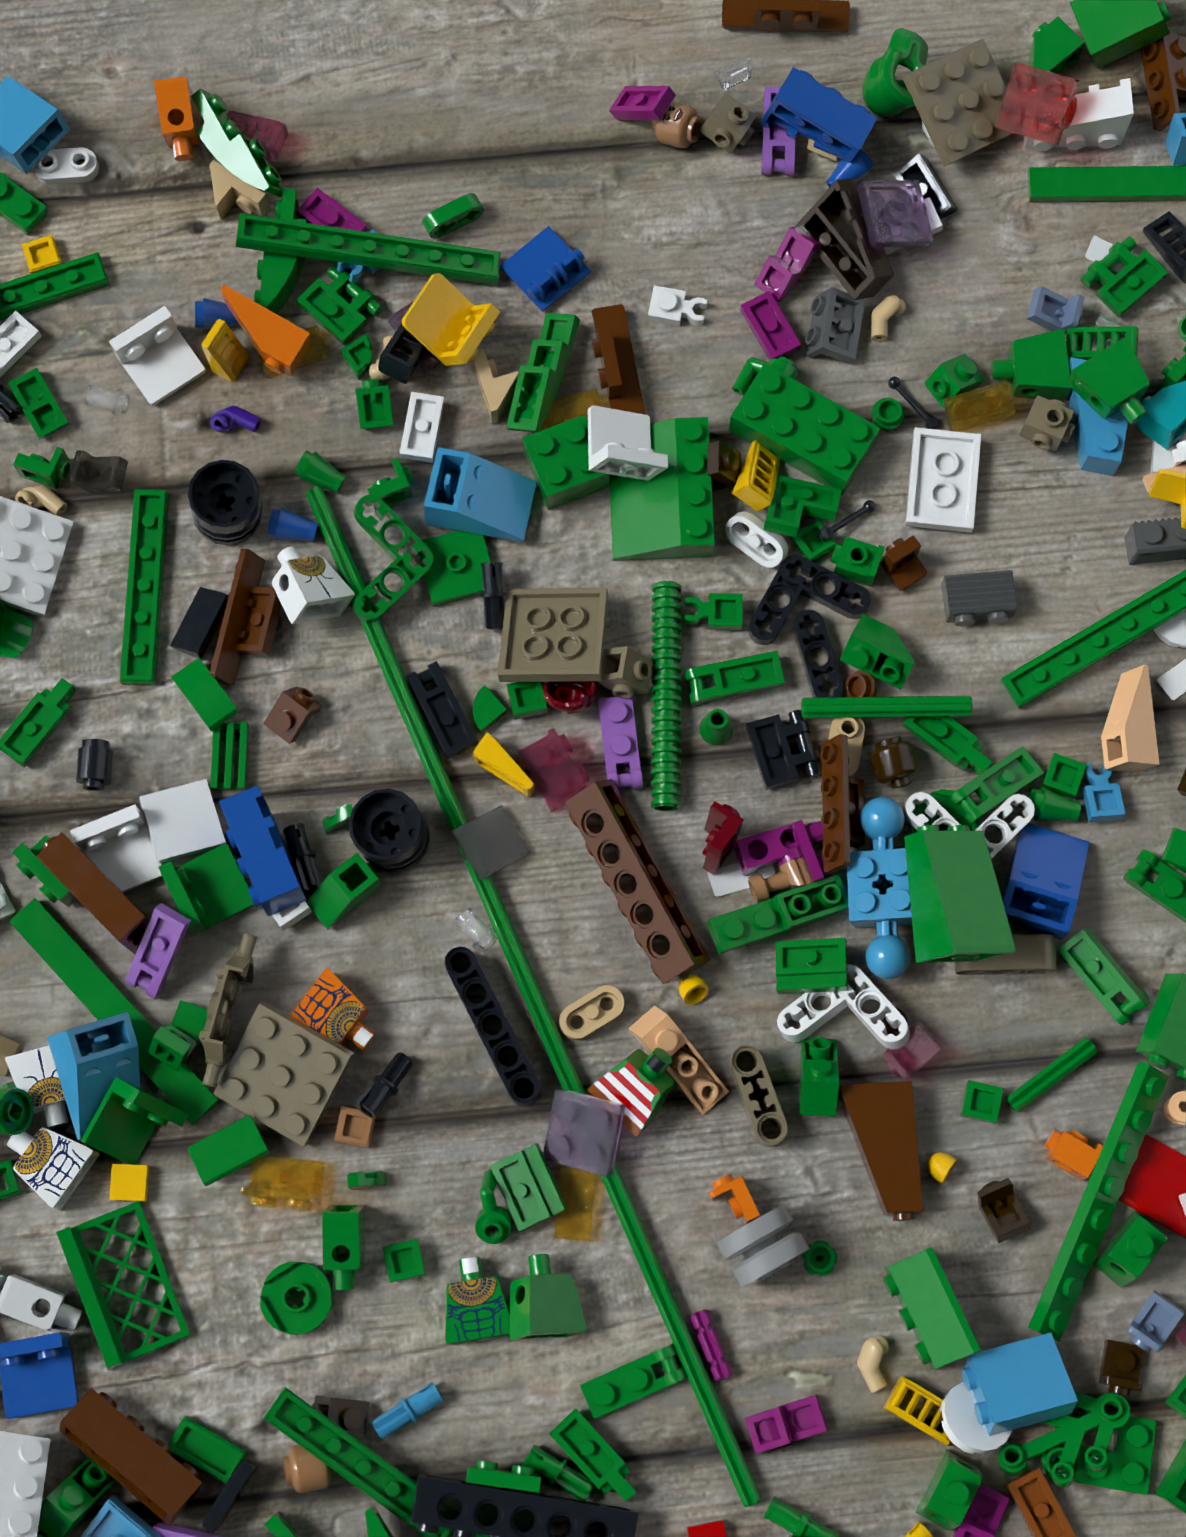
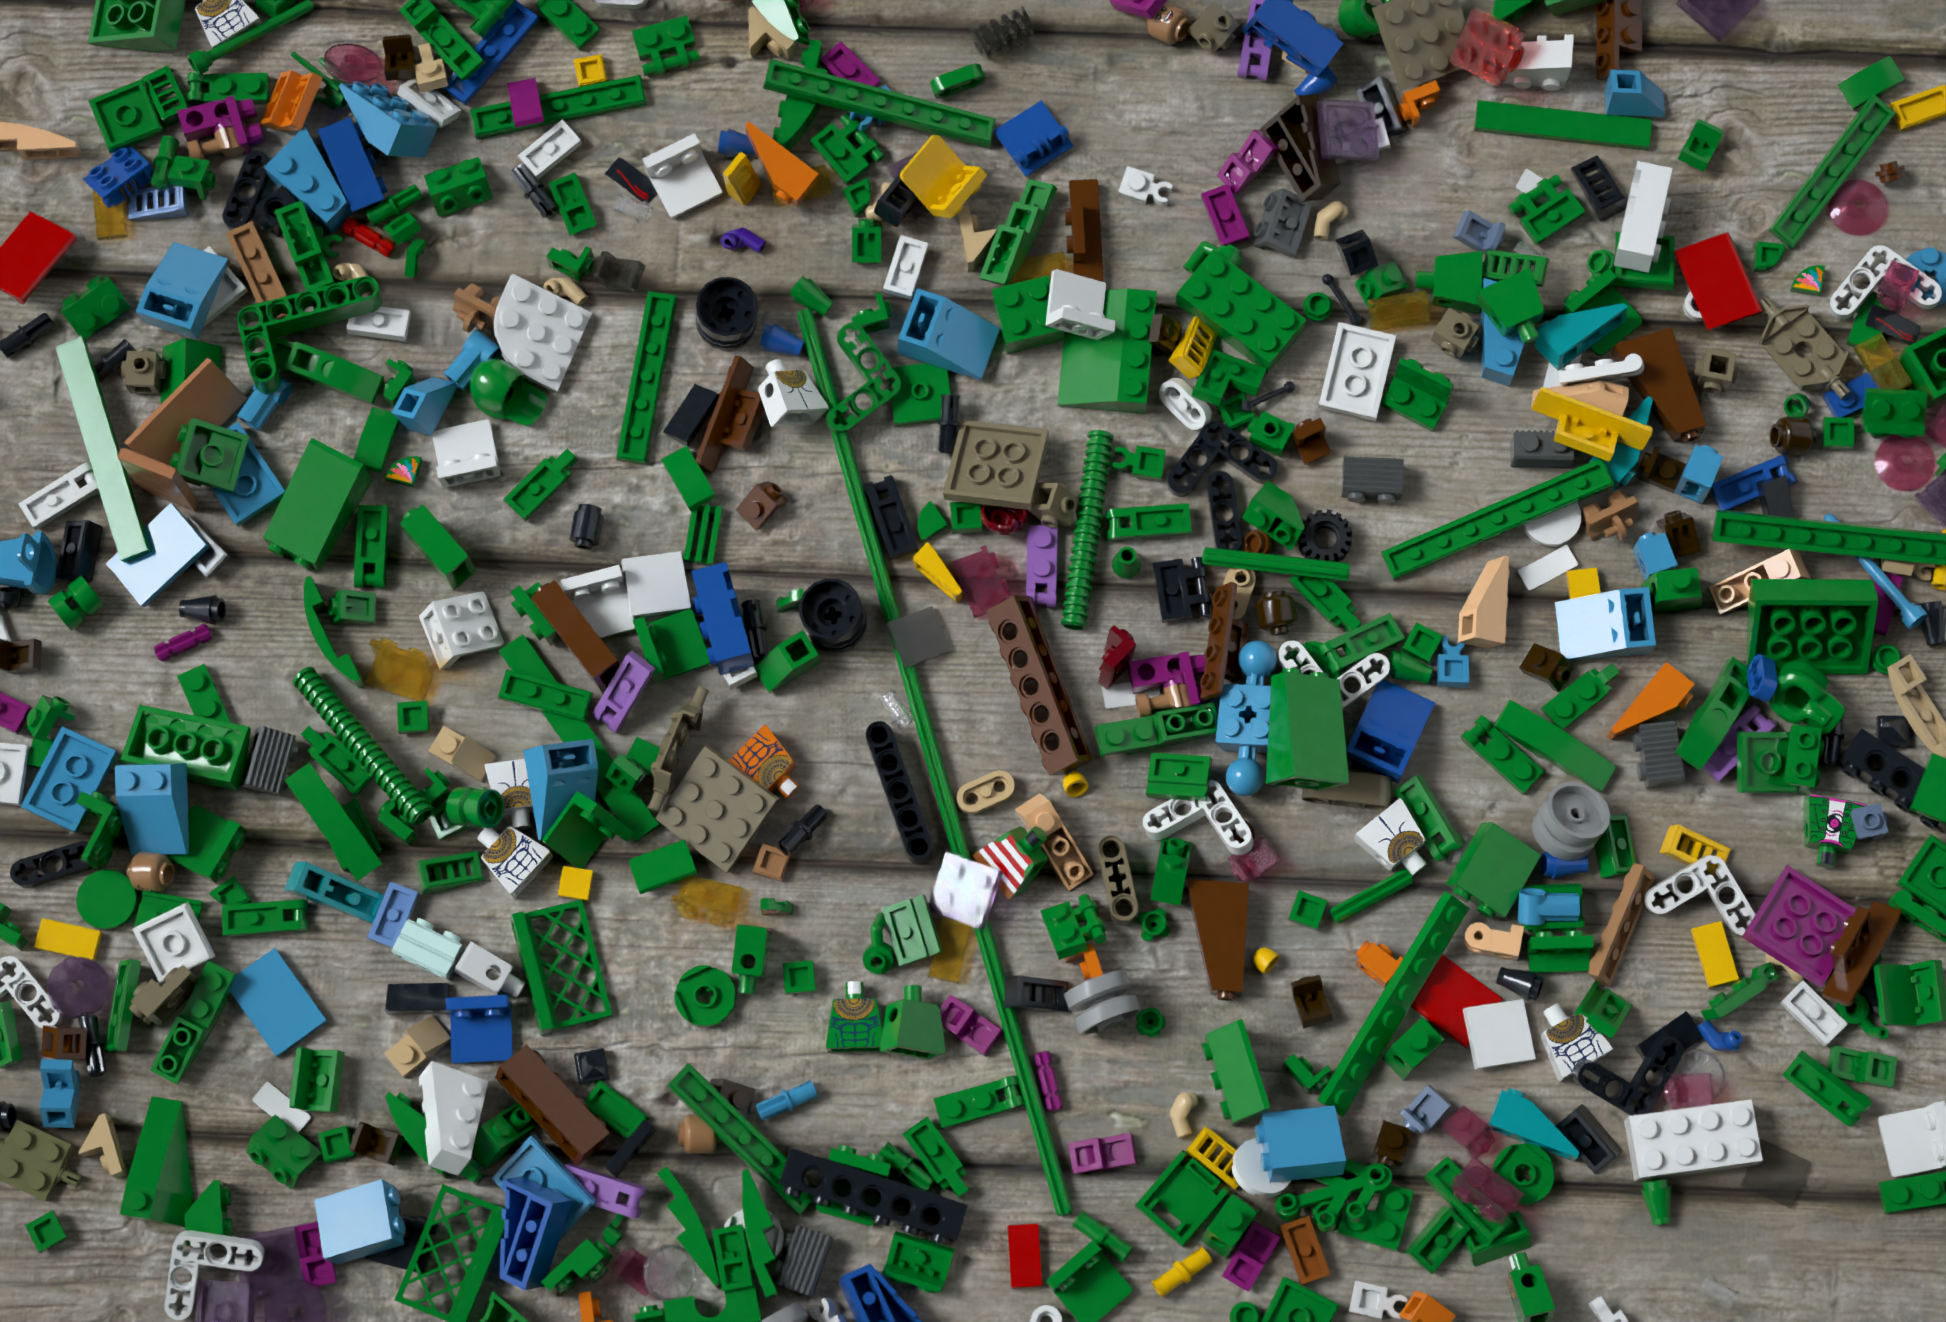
camera: 10 degrees right, 0 degrees up
(68, 966) = (545, 695): none -> green tile
(102, 369) = (631, 180): none -> black sticker
(120, 210) = (663, 39): none -> green plate
(172, 1400) = (591, 1066): none -> black tile
(495, 157) = (1002, 33): none -> clear smoke piece
(609, 1291) = (969, 1026): none -> magenta slope
(661, 1244) = (1017, 994): none -> black slope
(705, 1164) = (1064, 930): none -> green plate
(816, 1145) = (1157, 916): none -> green plate
(891, 1460) = (1185, 1194): none -> green container
(924, 347) = (1356, 252): none -> black brick
(944, 653) = (1332, 522): none -> black tyre
(965, 174) = (1420, 97): none -> orange bracket
(1004, 1292) = (1301, 1071): none -> green bracket
(1016, 495) = (1417, 394): none -> green bracket
(1068, 1005) = (1393, 838): none -> white torso

